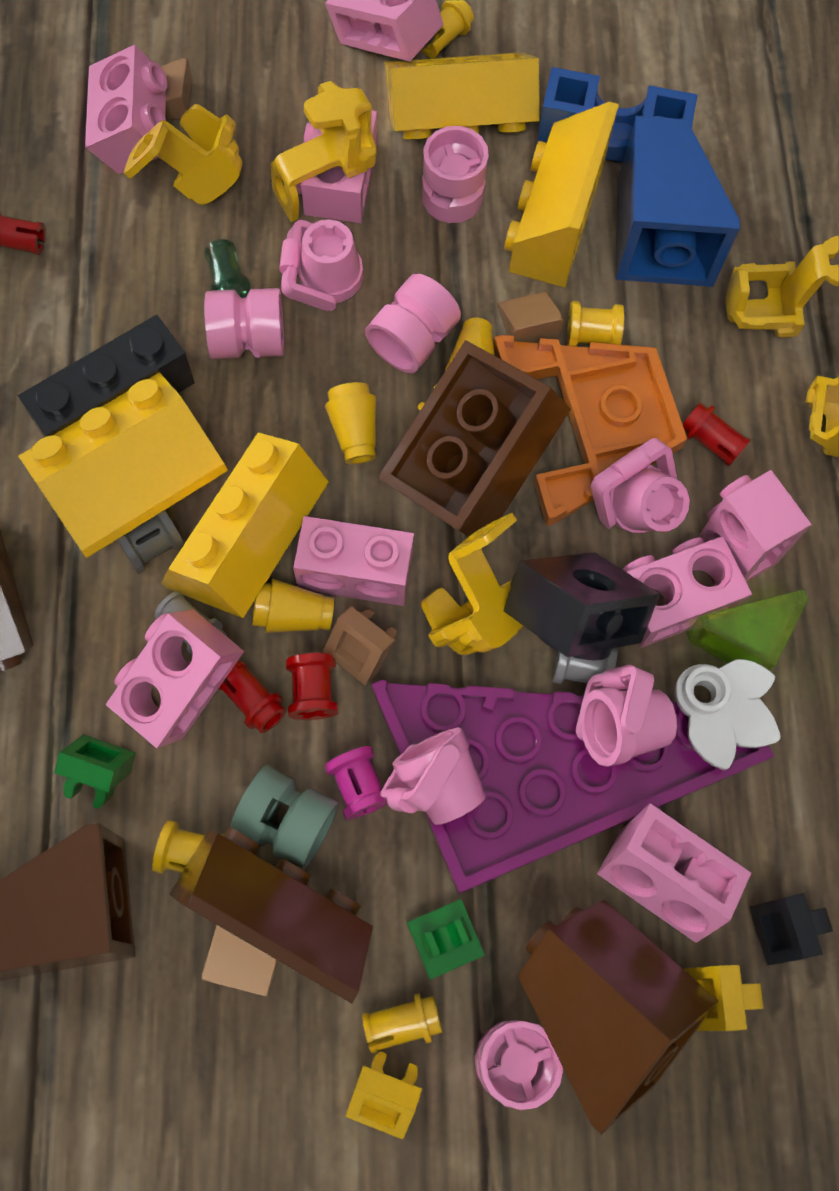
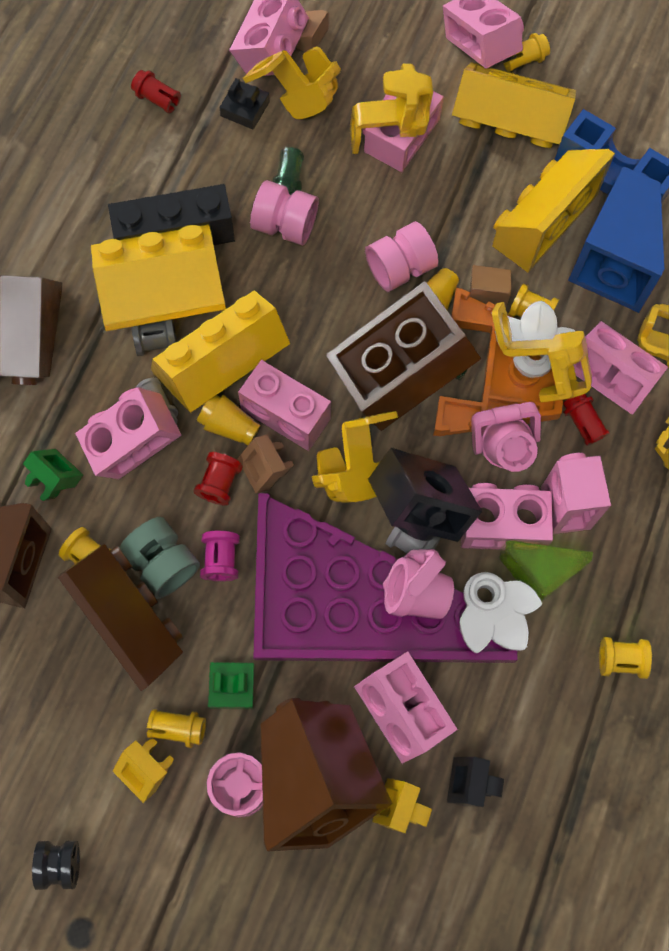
camera: 25 degrees right, 0 degrees up
(130, 208) = (244, 104): none -> black tile
(238, 964) = (85, 641): light nougat slope -> none
(253, 699) = (177, 477): red pin -> none
(325, 262) = (362, 191): bright pink piece -> none
(353, 420) = (330, 308): yellow cone -> none
(435, 778) = (269, 572): bright pink piece -> none
(454, 174) = (480, 161): bright pink wheel -> none
(616, 355) = (536, 324): none -> white plate
(672, 359) = (563, 353): none -> yellow piece
(726, 359) = (620, 368): none -> bright pink brick

